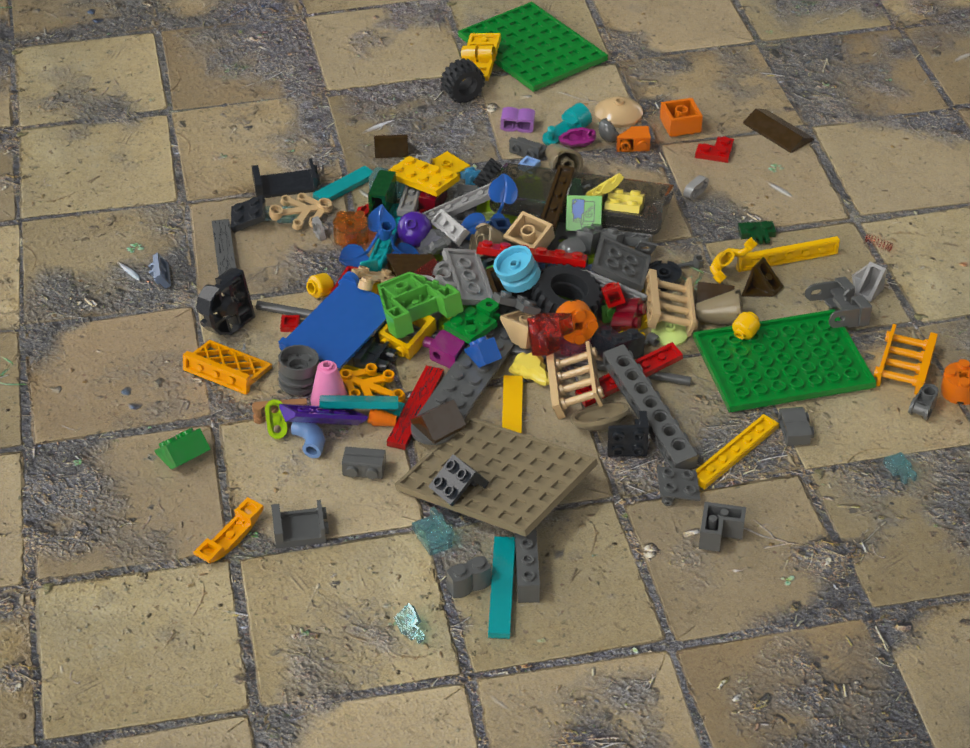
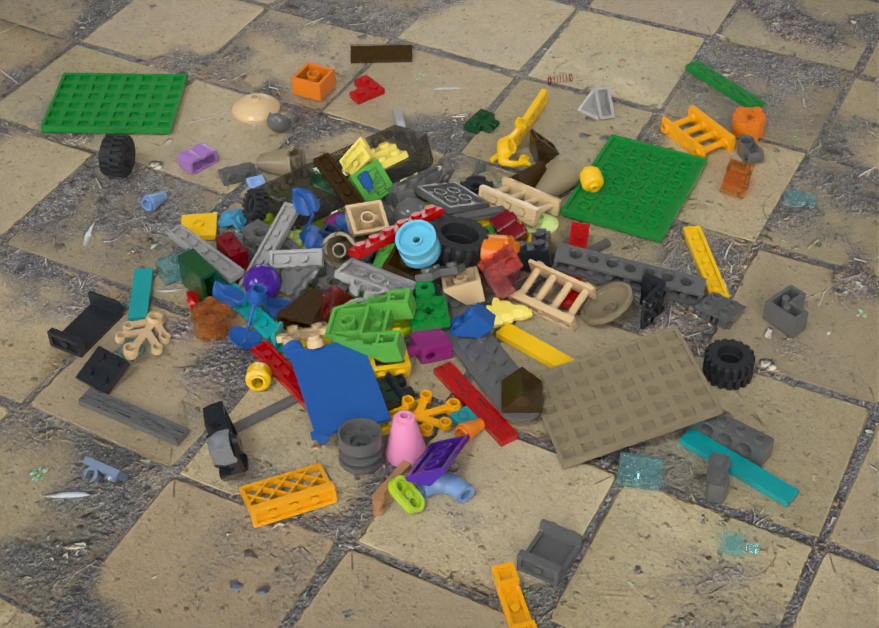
camera: 50 degrees left, 0 degrees up
(187, 446) = (370, 581): green slope -> none
(289, 323) = (279, 423): red tile -> none
(318, 228) = (181, 339): light grey tile -> none
(357, 402) = (446, 429): teal tile -> none
(363, 462) = (515, 469): dark grey brick -> none
(391, 146) = (132, 241): dark brown slope -> none
(424, 176) = (213, 237): yellow plate -> none
(446, 129) = (152, 201): none -> medium blue cone
(454, 480) = (615, 419): black bracket -> none
(482, 51) = (89, 129): yellow plate -> none
(574, 117) = (242, 131): teal piece -> none
(578, 137) = (263, 141): magenta arm -> none
(610, 521) = (728, 364): none -> black tyre
(613, 291) = (485, 216): red brick -> none
(634, 139) = (306, 116): orange slope -> none
(795, 426) = (713, 219): dark grey brick -> none
(840, 294) = (600, 122): dark grey piece -> none
(864, 410) = (737, 178): none -> clear orange brick

